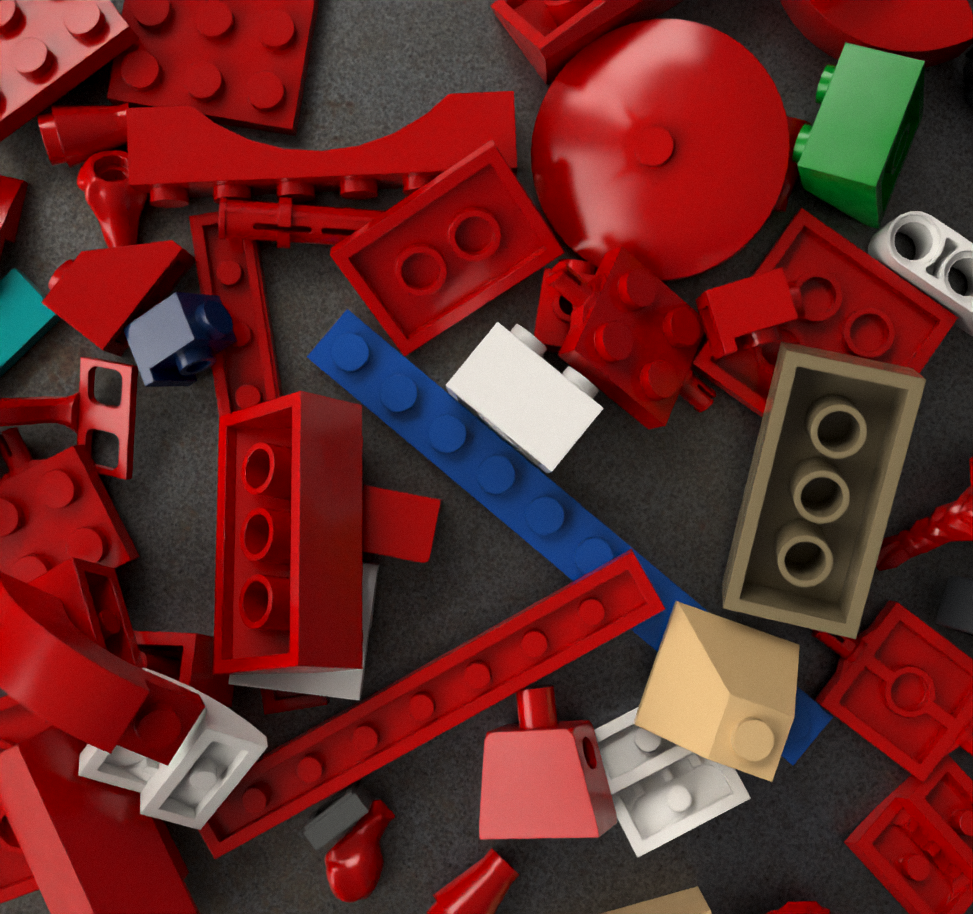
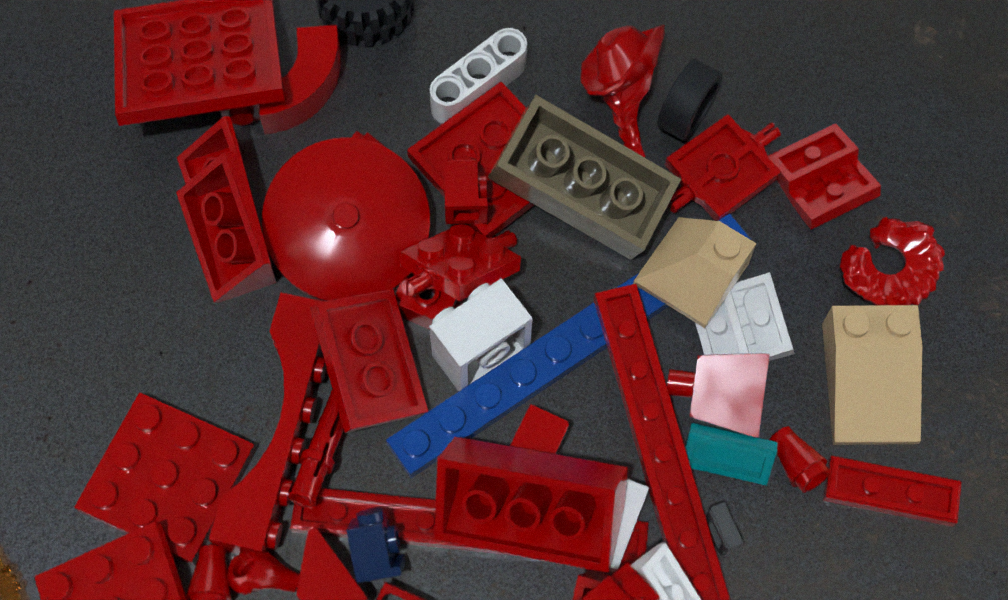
camera: 80 degrees left, 20 degrees down
(356, 858) = (757, 531): red animal -> none
(453, 800) = (730, 453): none -> teal tile
(861, 131) = (373, 101): green slope -> none

